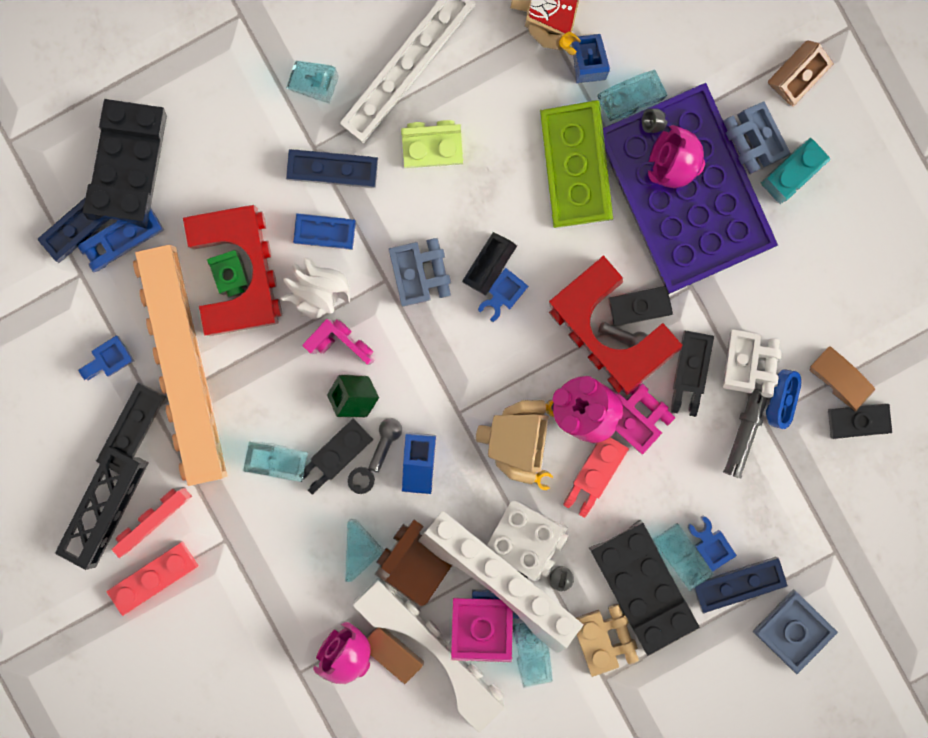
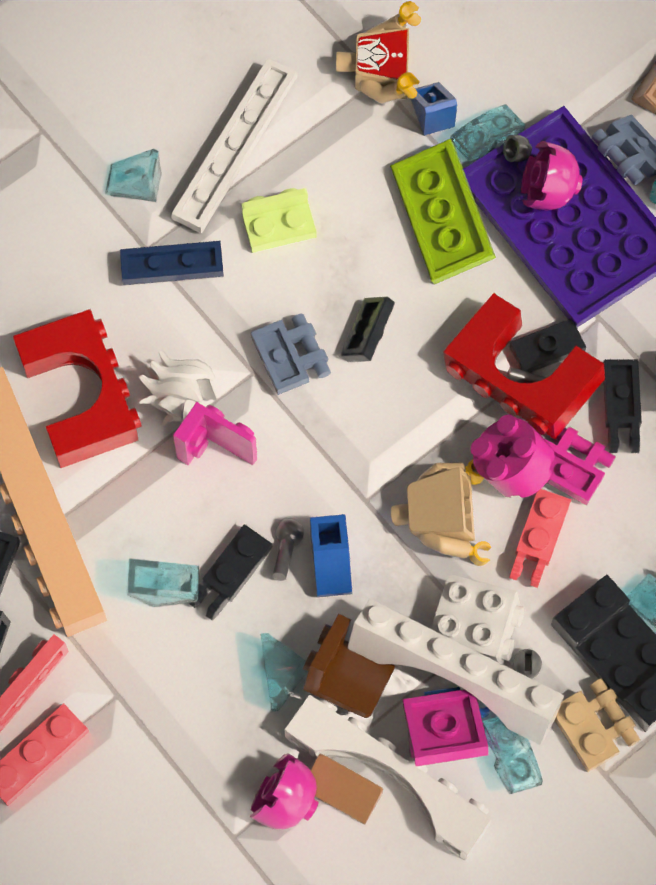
camera: 10 degrees left, 20 degrees down
(223, 262) = (67, 379): green brick -> none
(324, 231) = (174, 329): blue plate -> none
(352, 396) = (239, 499): dark green panel -> none
(358, 489) = (264, 603): black bush -> none
(505, 292) = (390, 356): blue plate -> none

